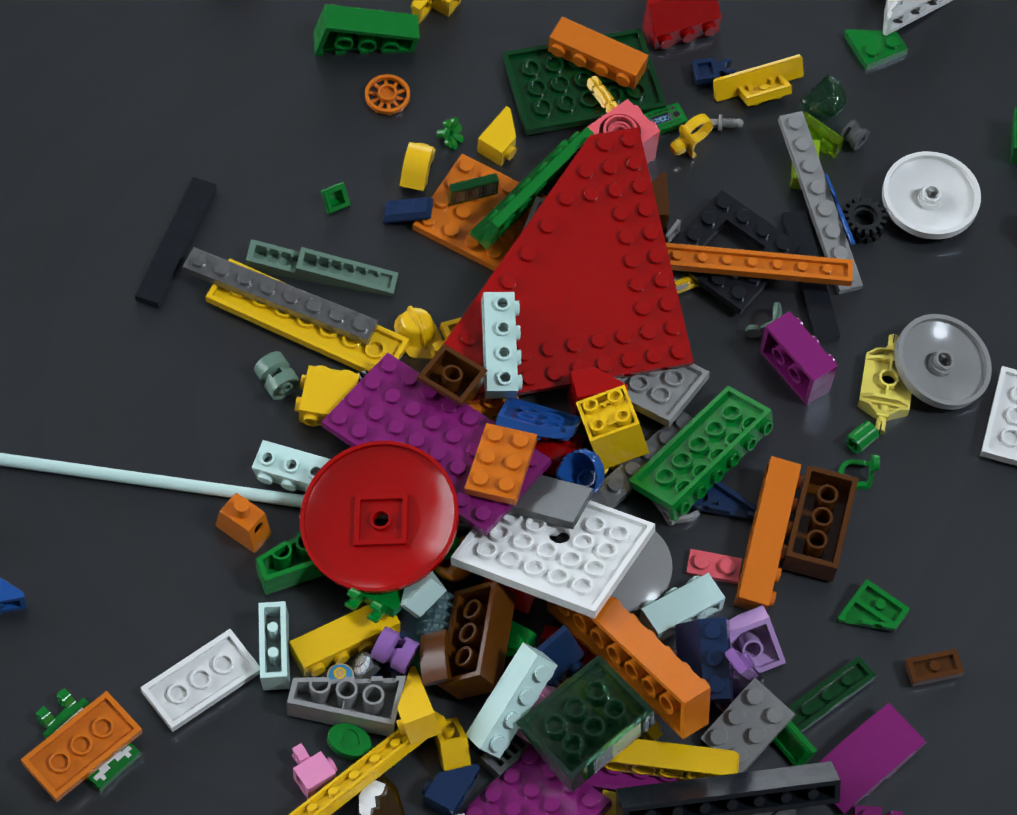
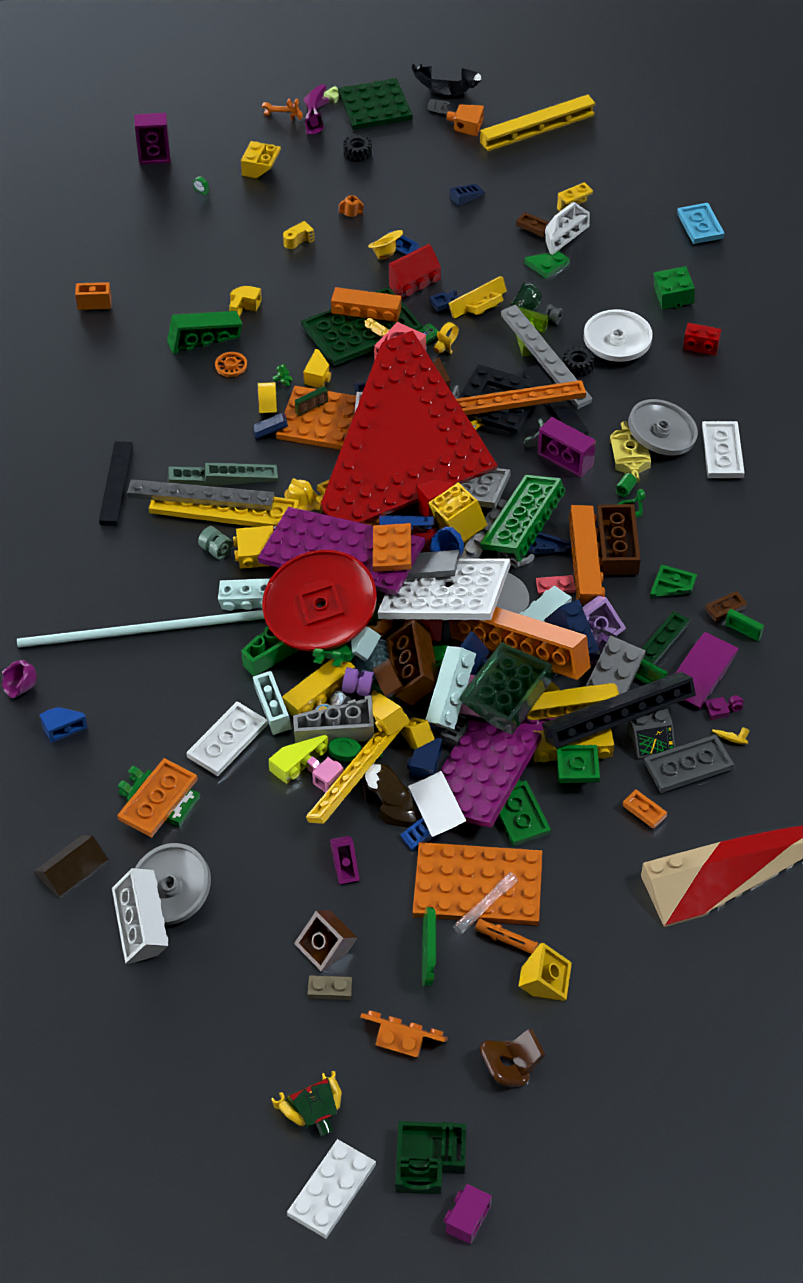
camera: 10 degrees left, 10 degrees down
(241, 519) = (223, 634): orange torso -> none
(278, 736) = (293, 758): none -> neon yellow slope
(335, 197) = (217, 430): green slope -> none
(453, 376) = (340, 504): reddish brown slope -> none
(499, 344) = (364, 481): light aqua brick -> none
(525, 193) = (347, 395): green bracket -> none
(720, 122) = (462, 328): light grey piece -> none
(742, 663) = (599, 626): medium lavender plate -> none
(840, 213) = (562, 359): blue piece -> none
(948, 704) = (744, 625): none -> green tile

